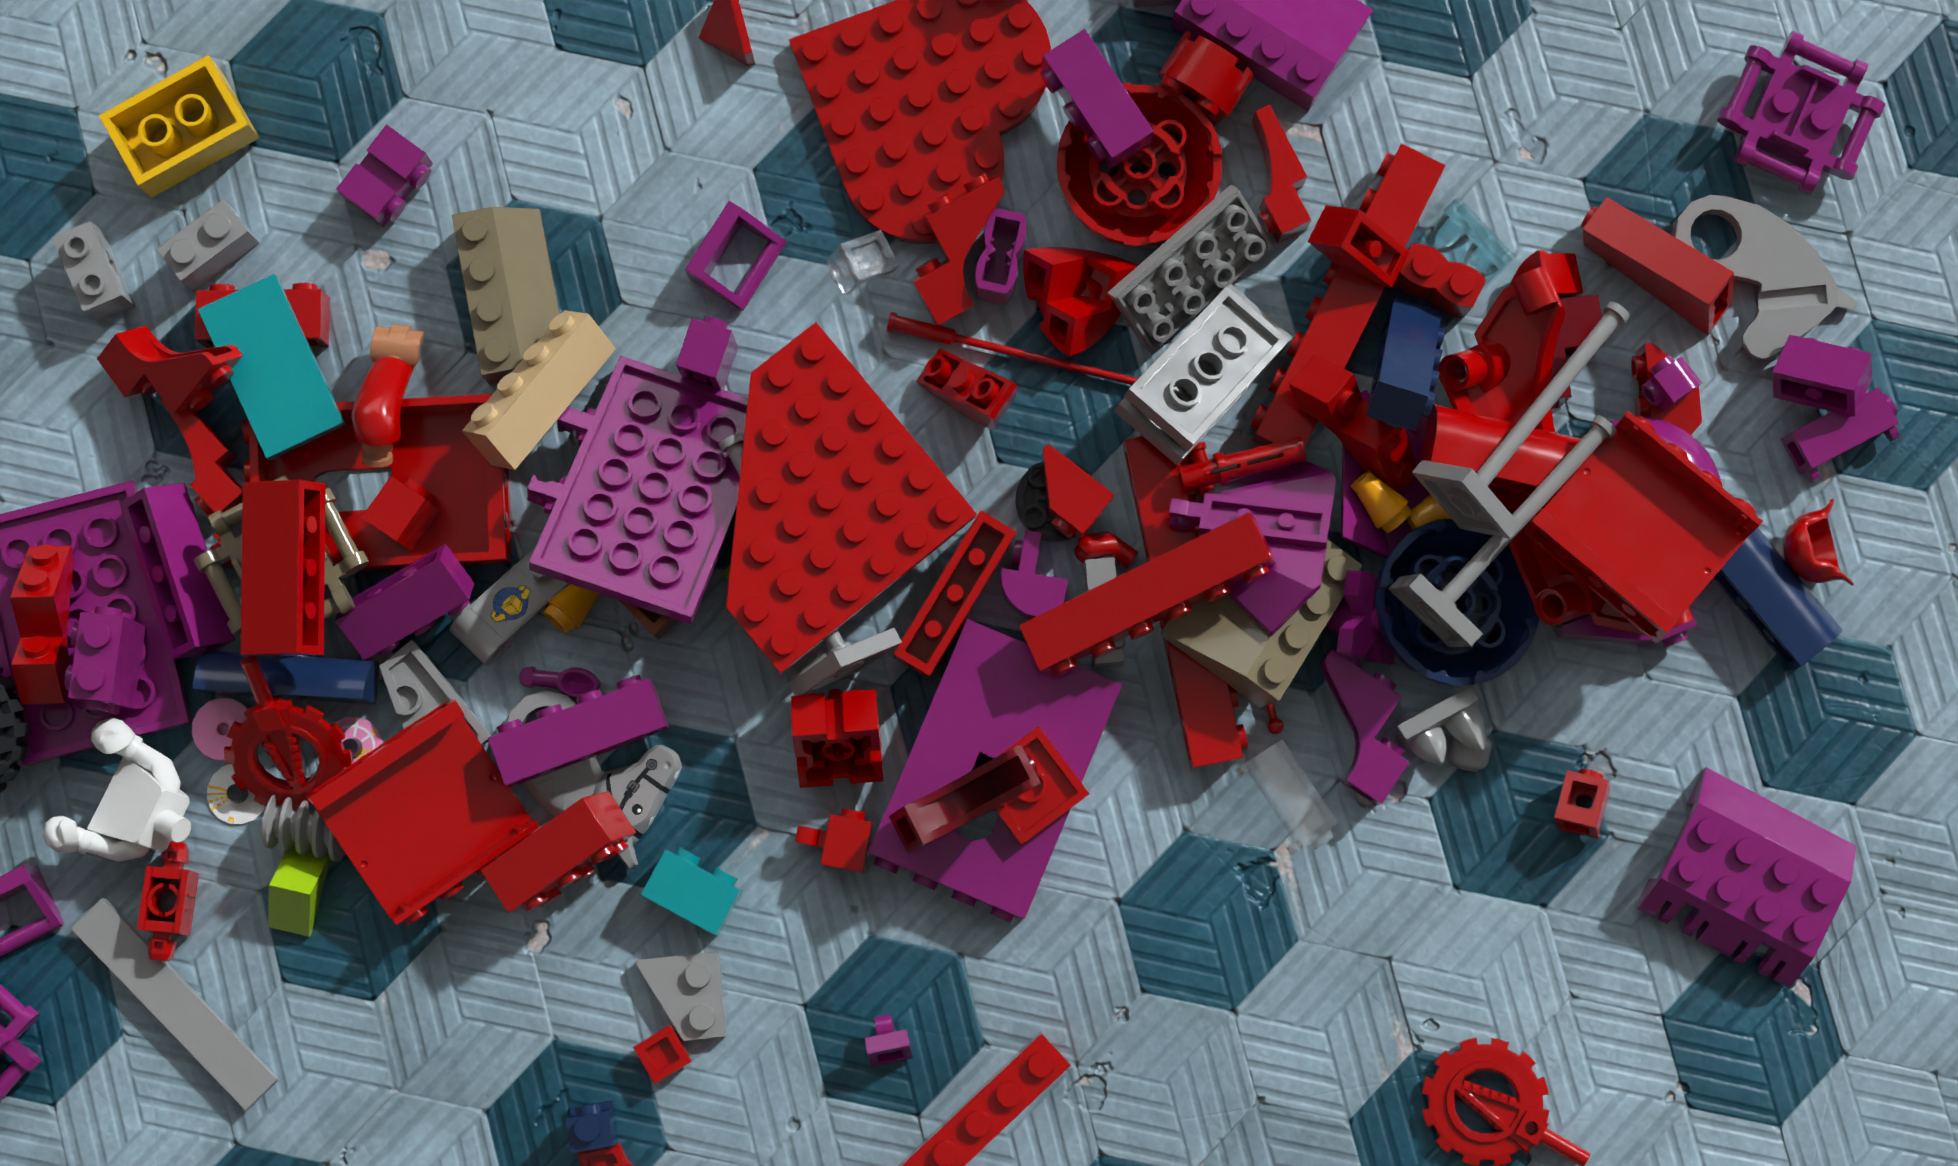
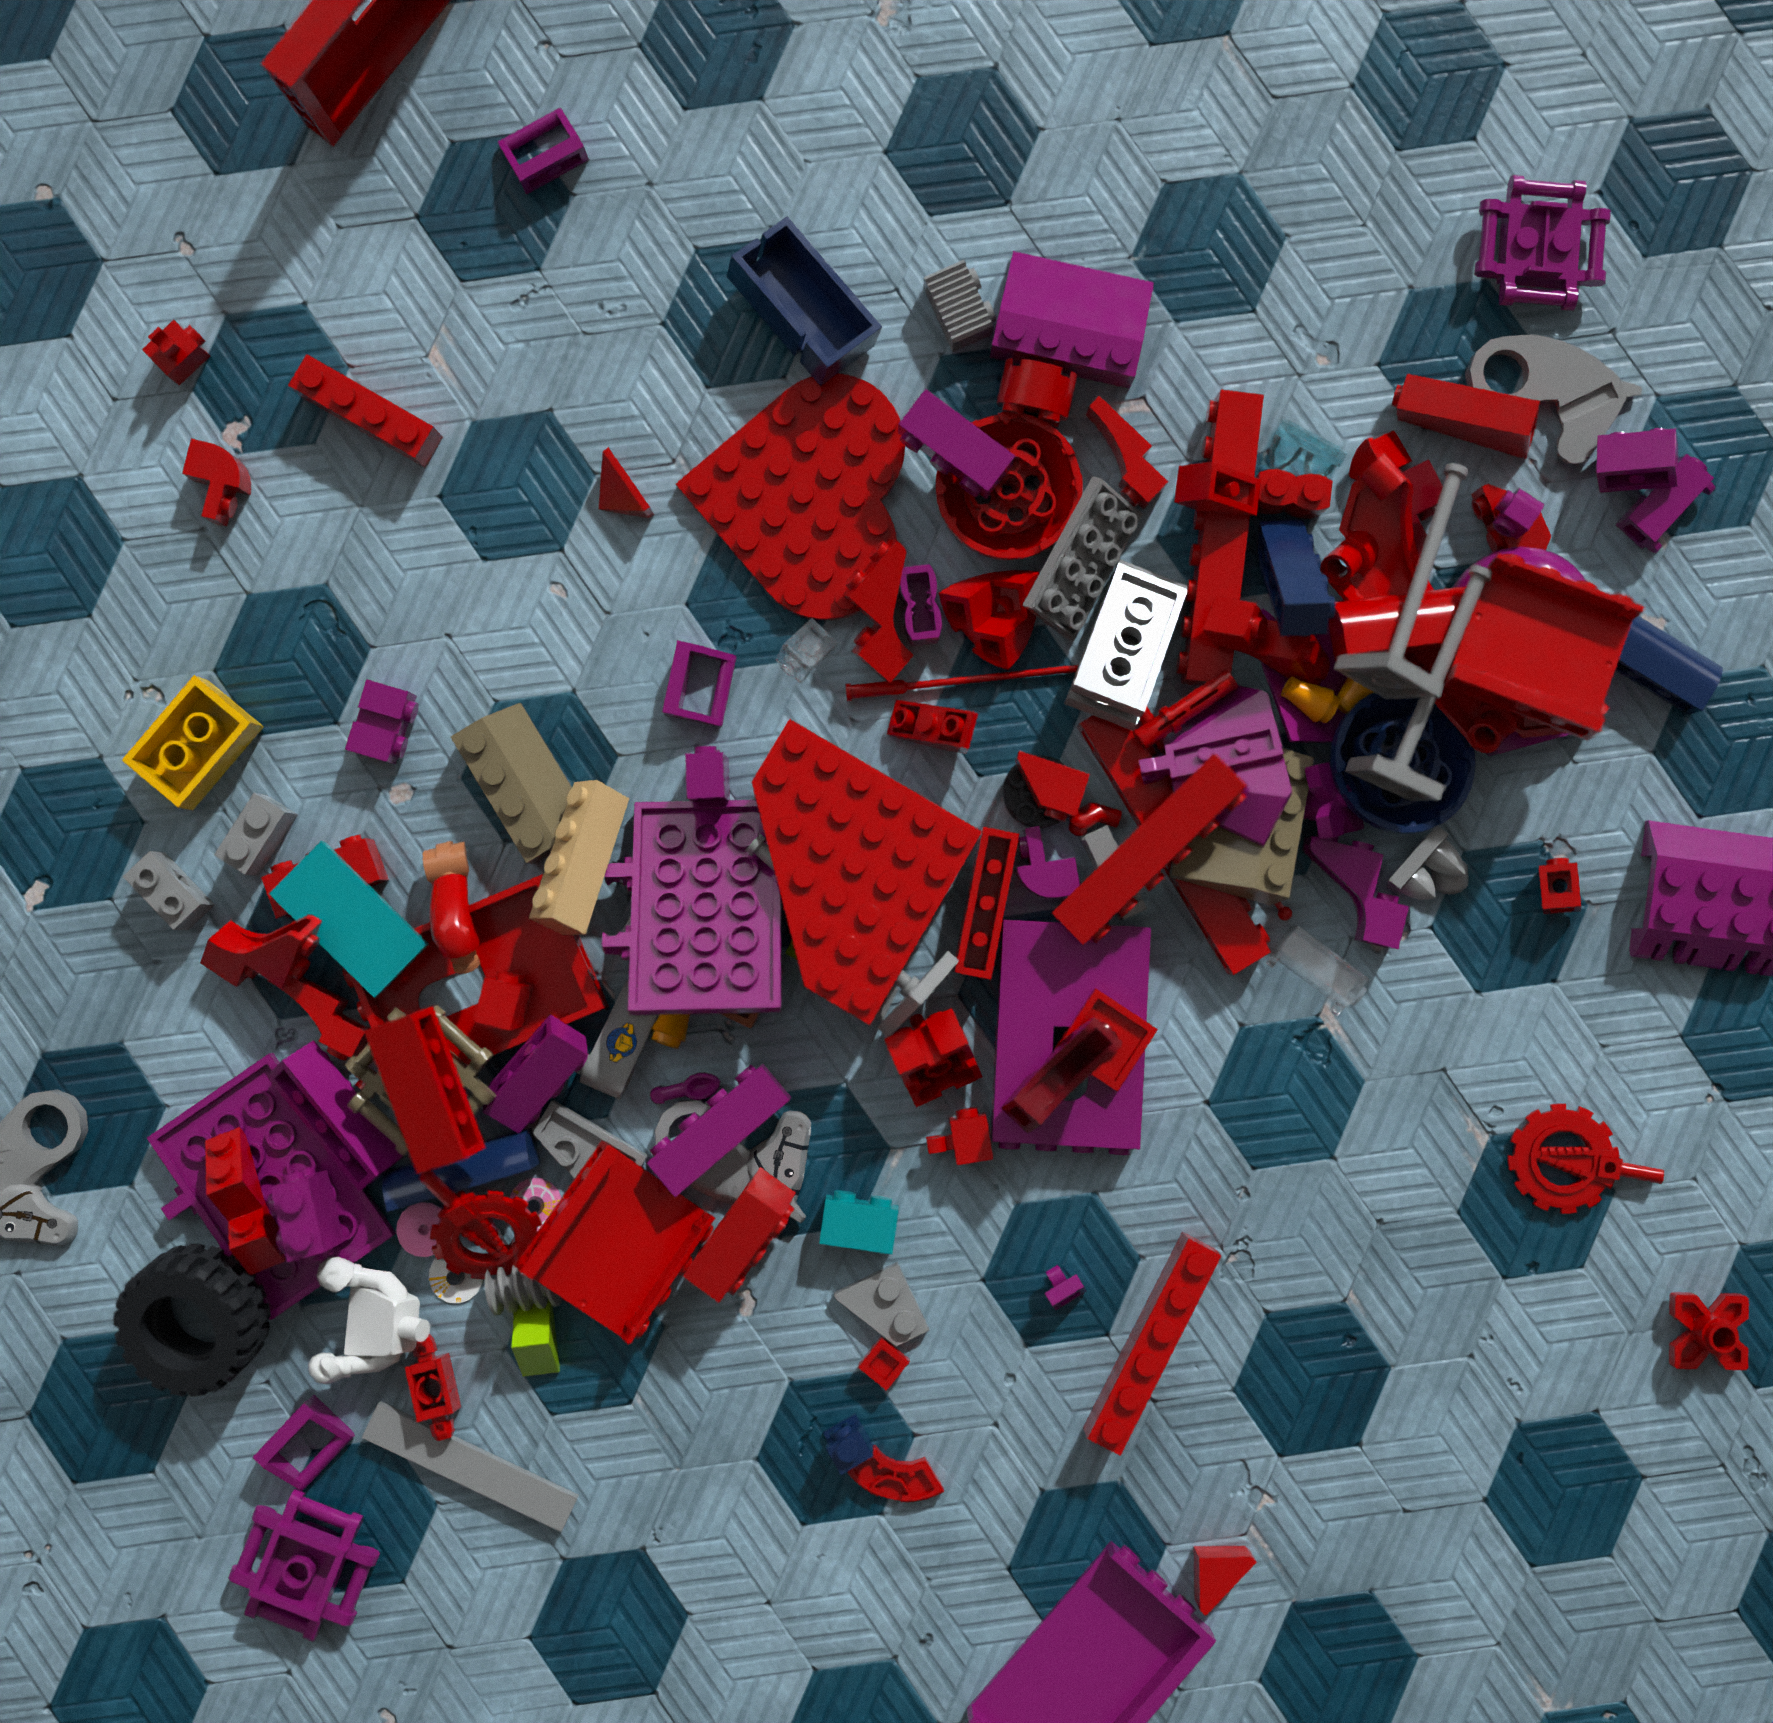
camera: 20 degrees left, 5 degrees up
(1811, 548) = (1674, 610): red hair -> none

